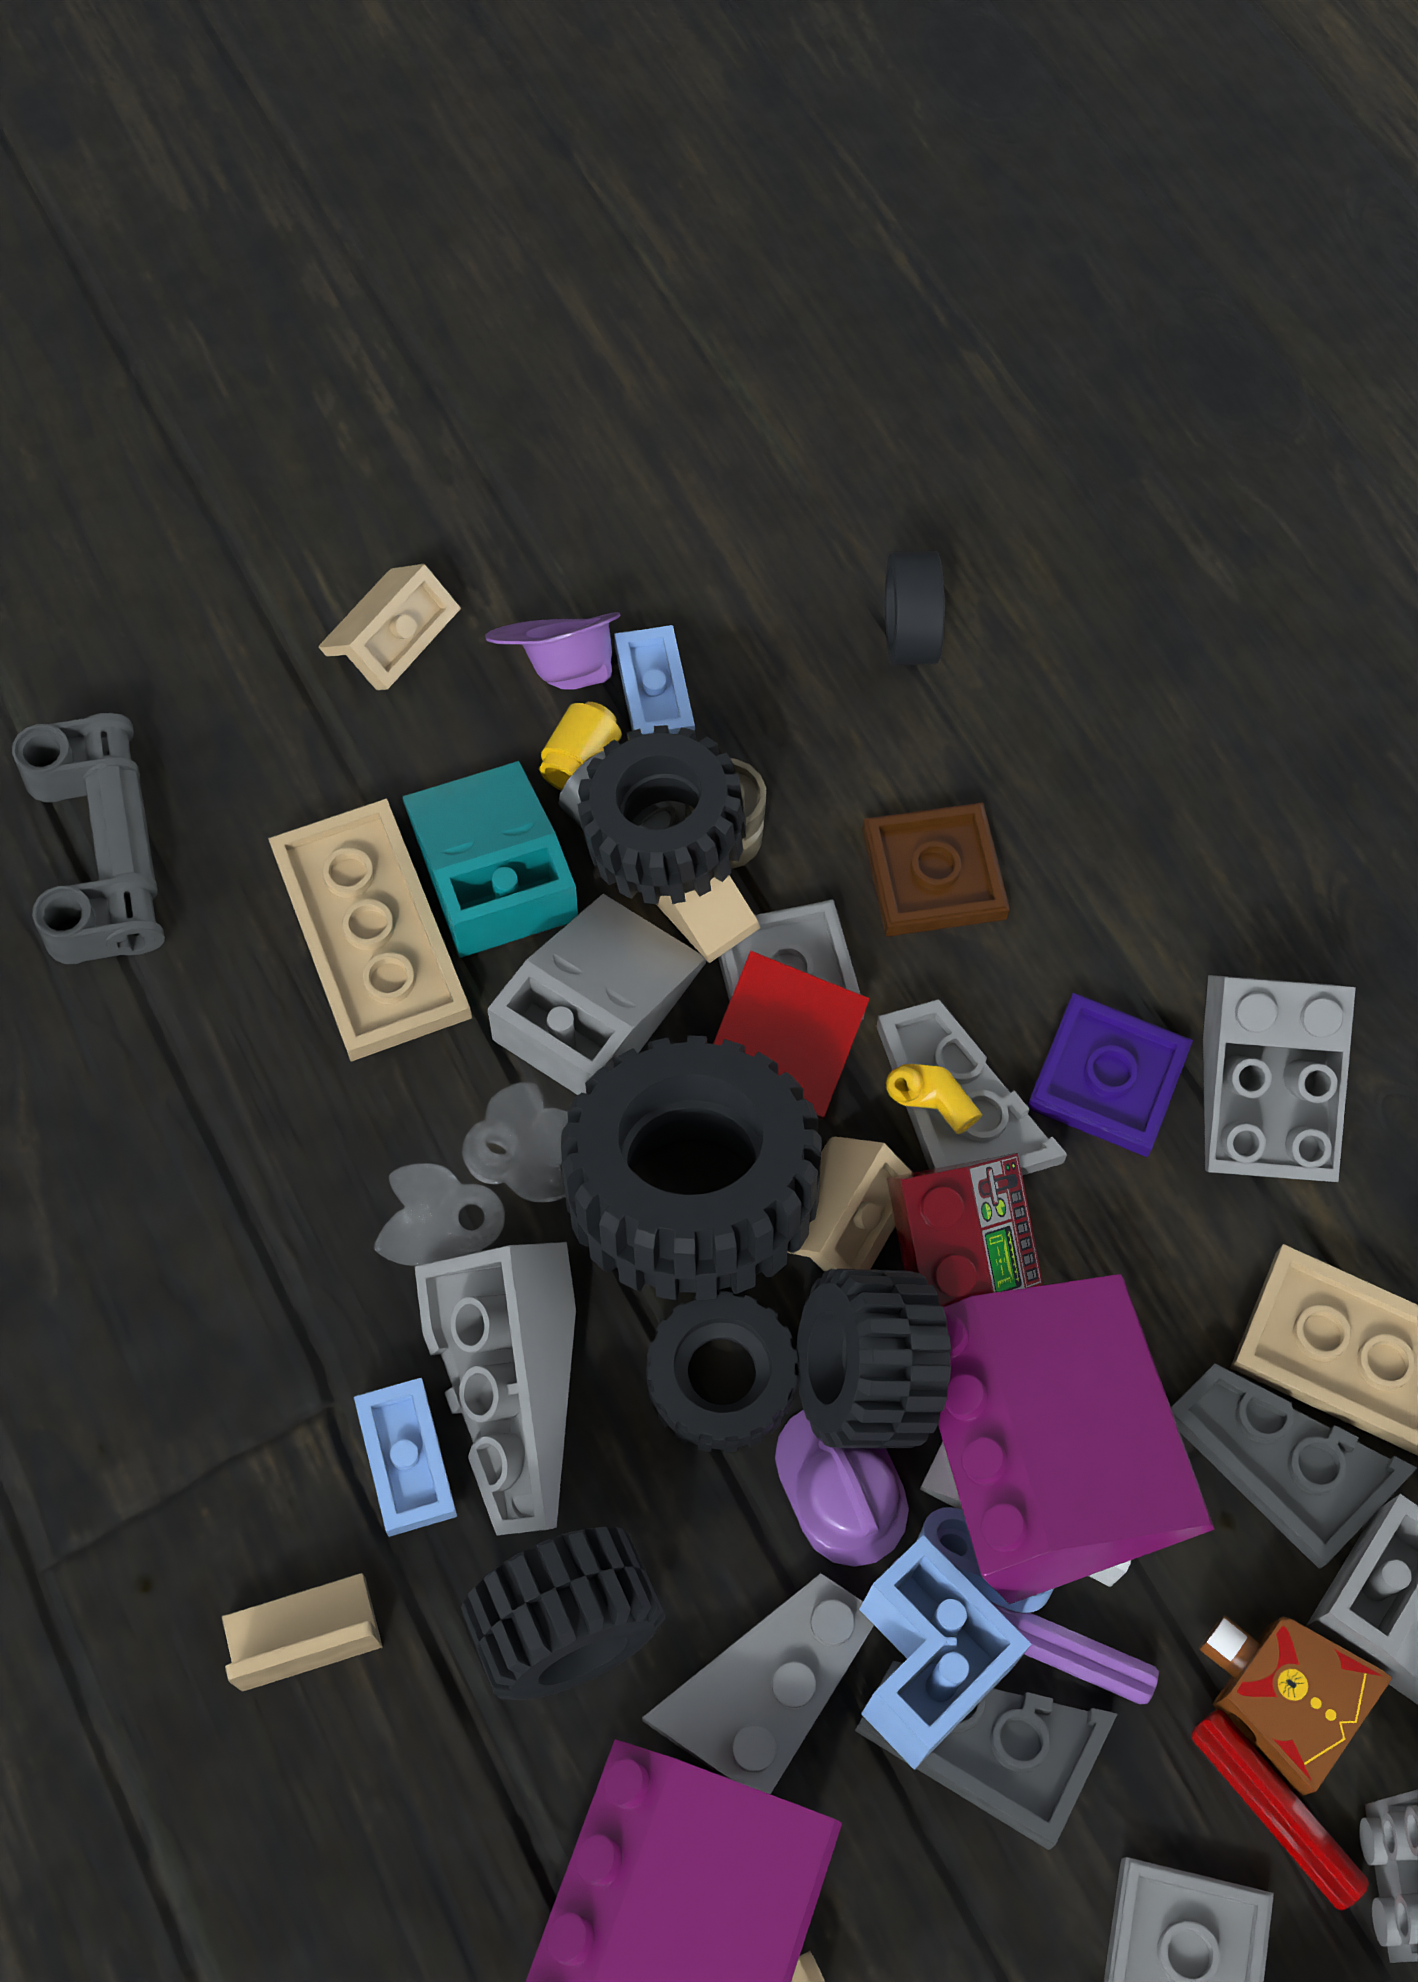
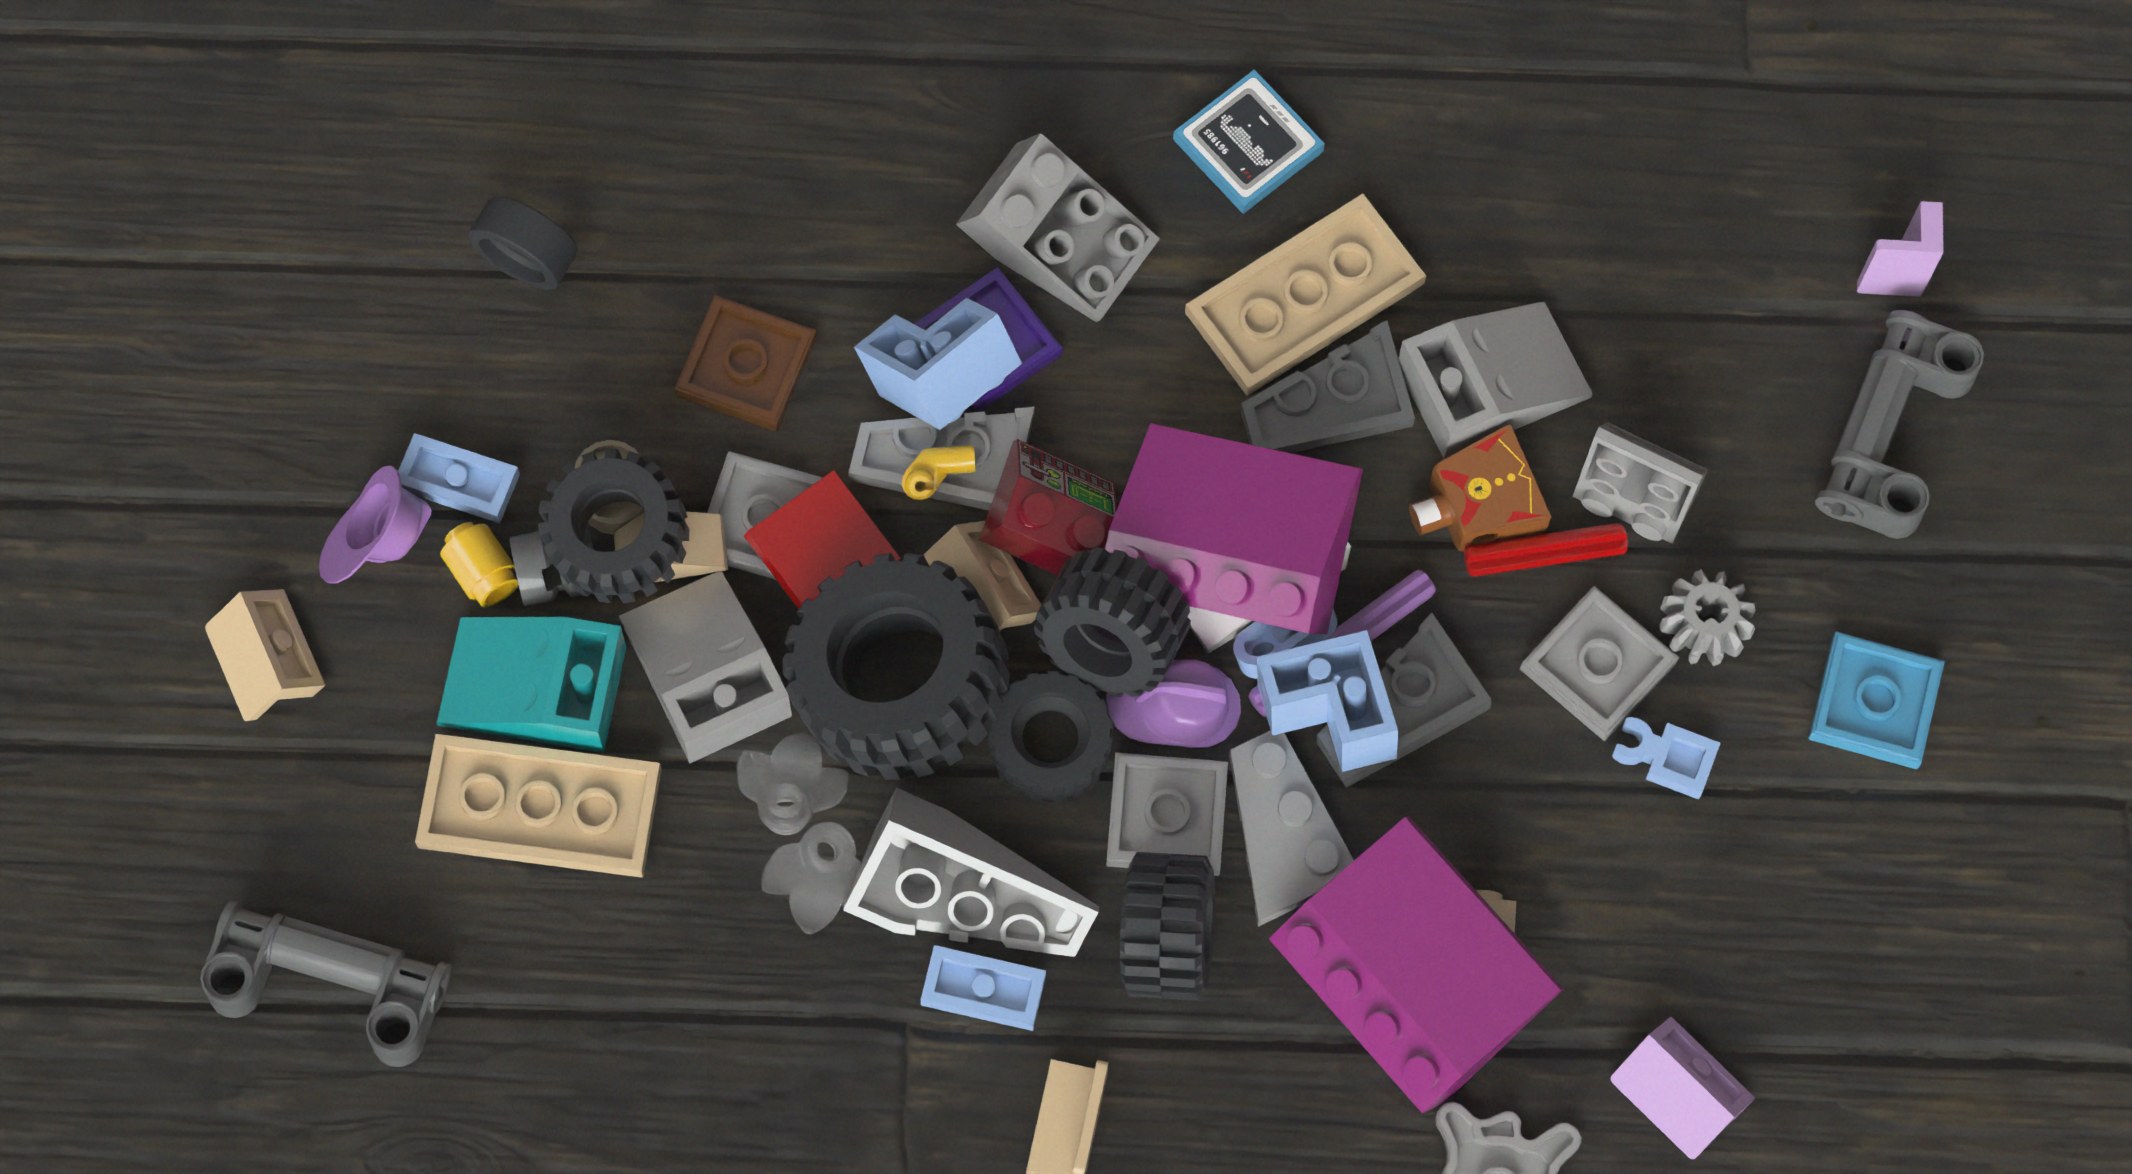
camera: 60 degrees left, 5 degrees up
(712, 1546) = (1166, 808): none -> light grey tile
(1047, 1037) = (939, 368): none -> light blue brick

